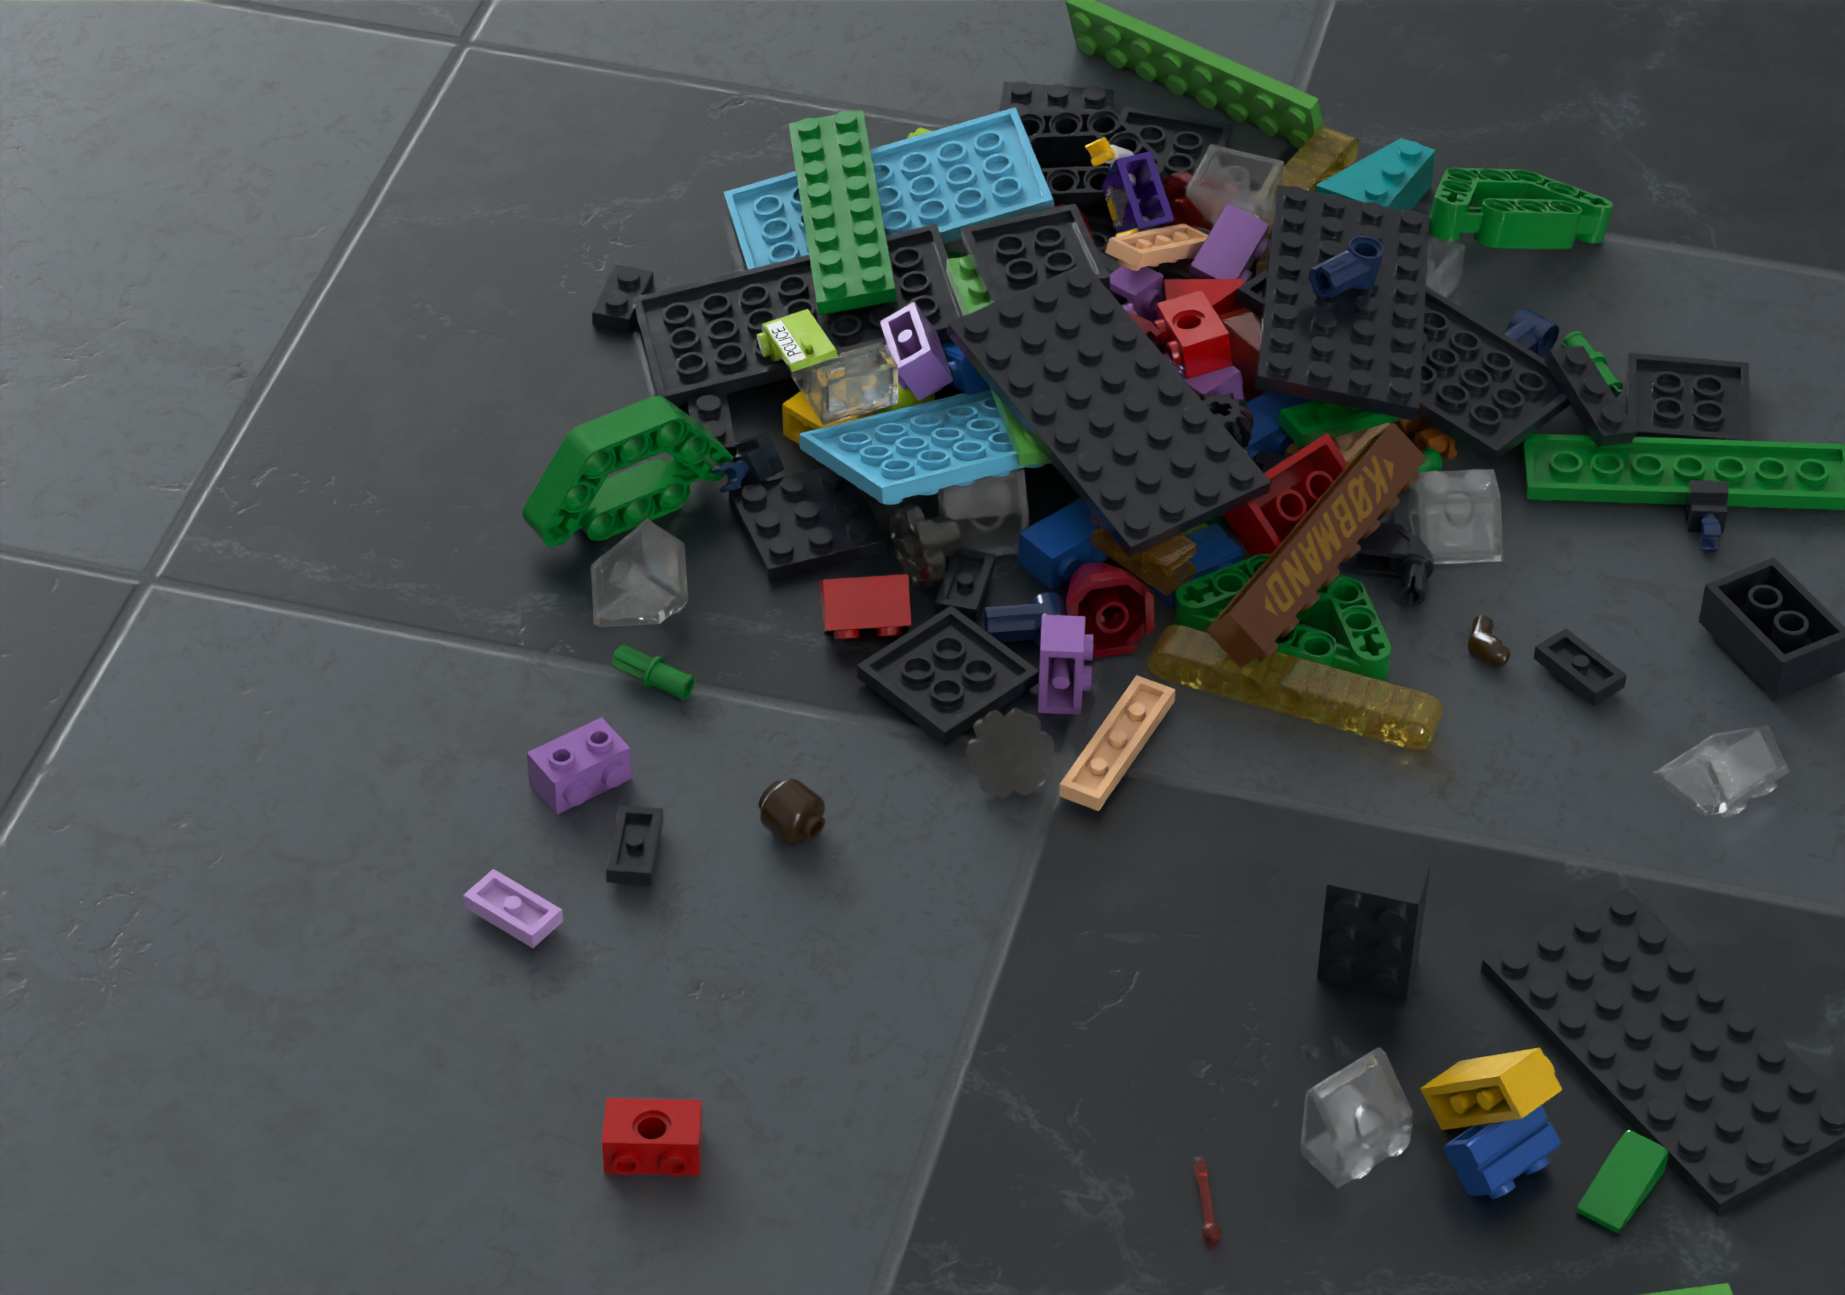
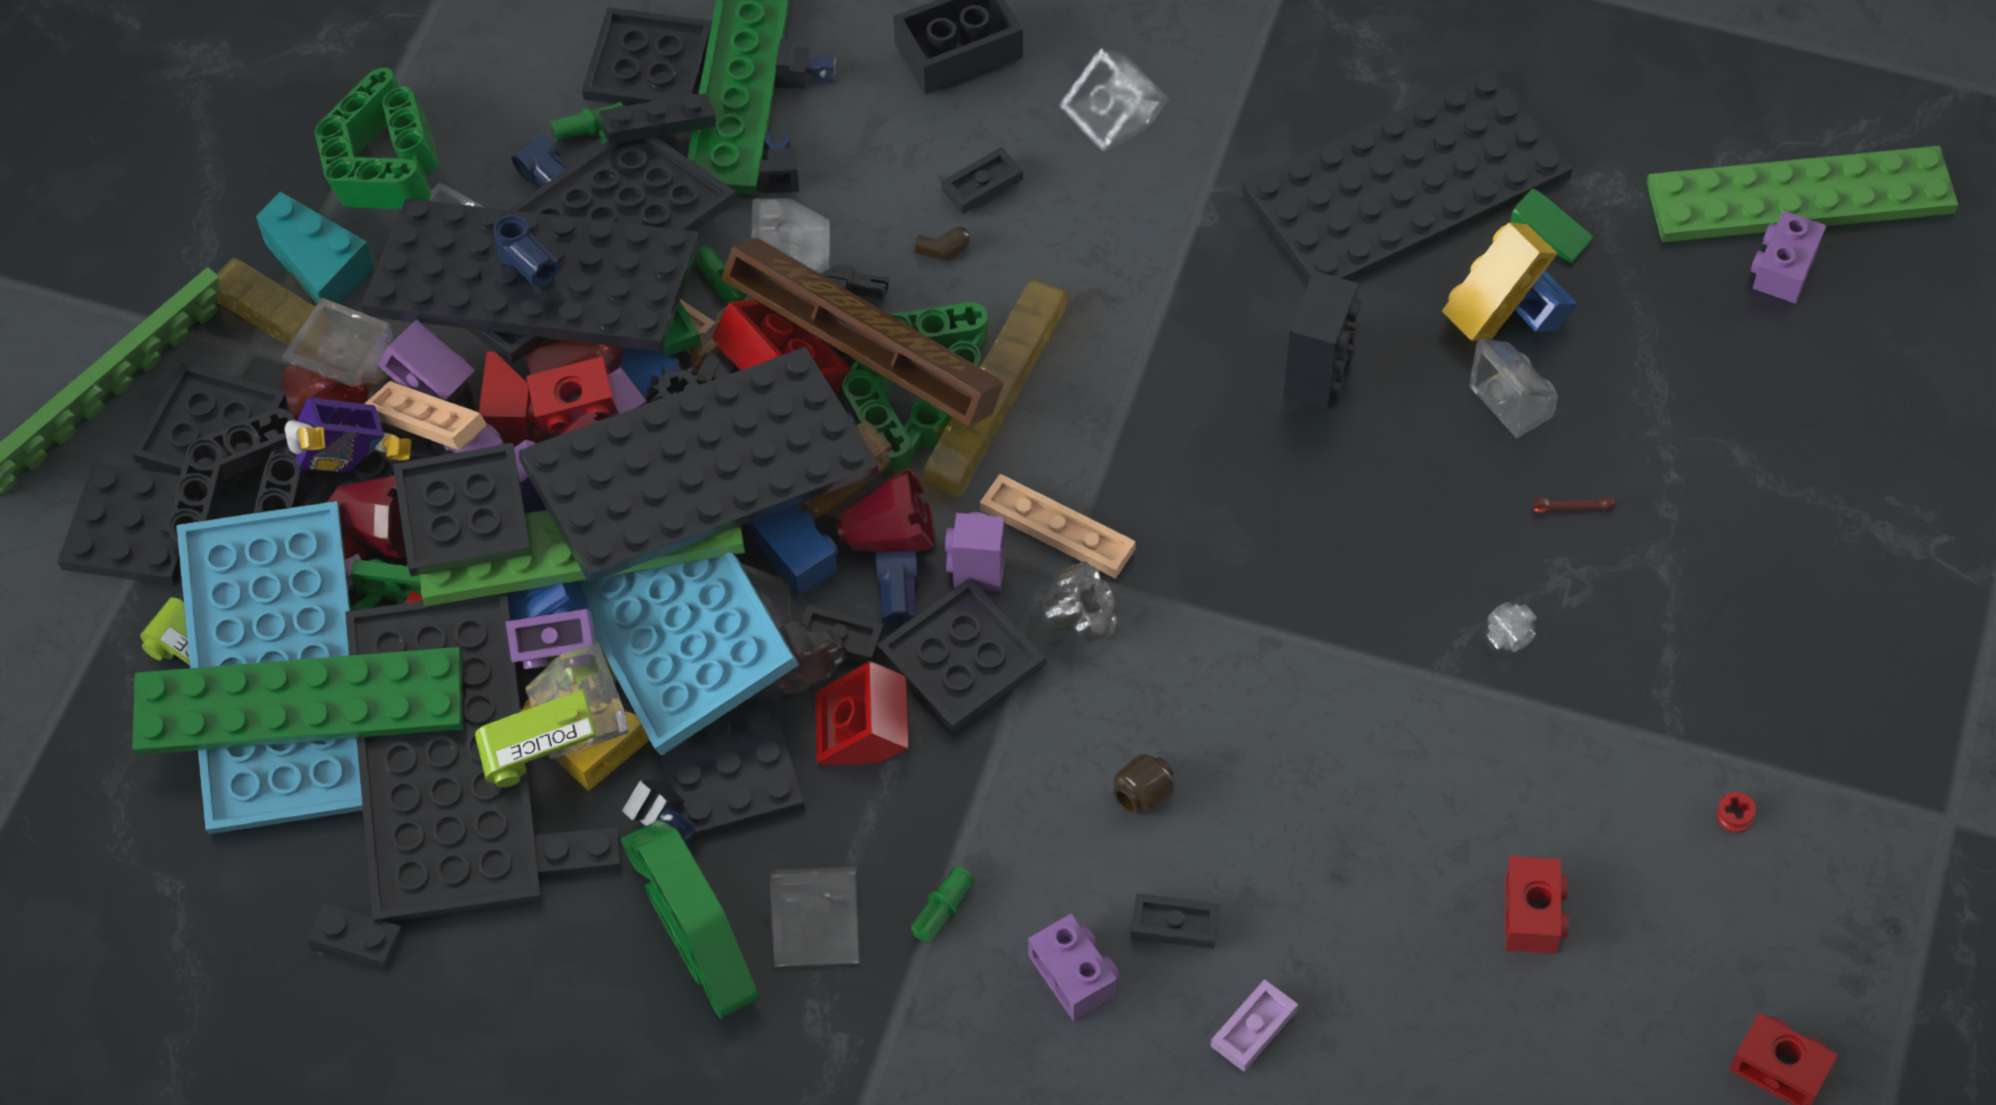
camera: 85 degrees left, 15 degrees up
(1015, 1122) = (1511, 626): none -> clear gear
(1560, 507) = (780, 170): none -> black piece

